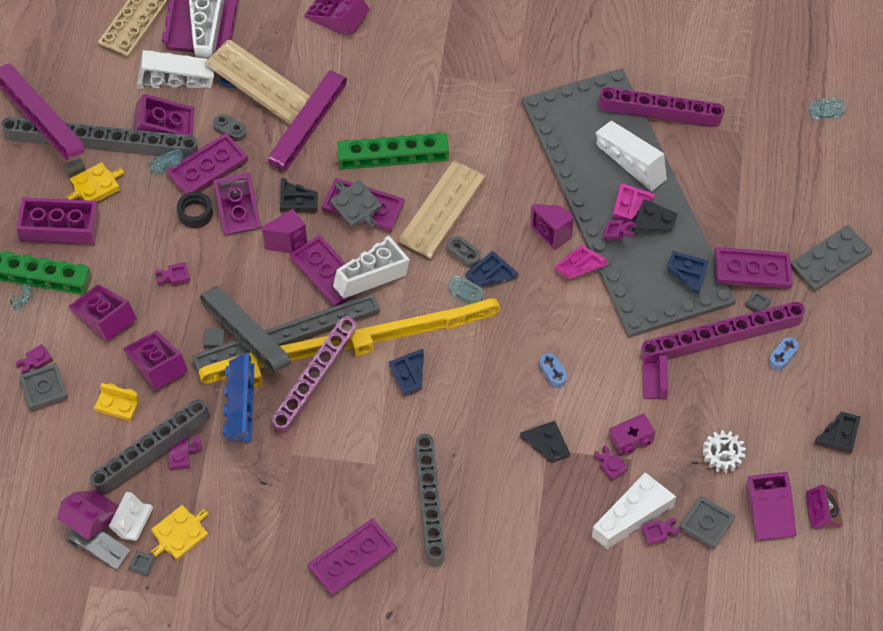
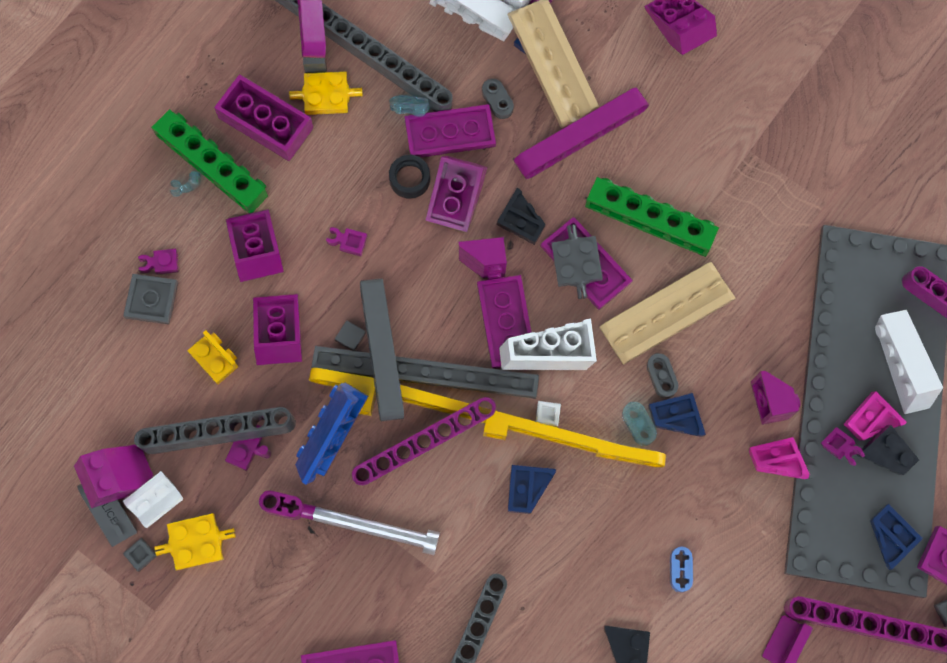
camera: 25 degrees right, 15 degrees up
(163, 116) = (435, 54): magenta slope -> none
(357, 442) = (426, 541): none -> flat silver piece
(394, 314) = (548, 413): none -> white tile

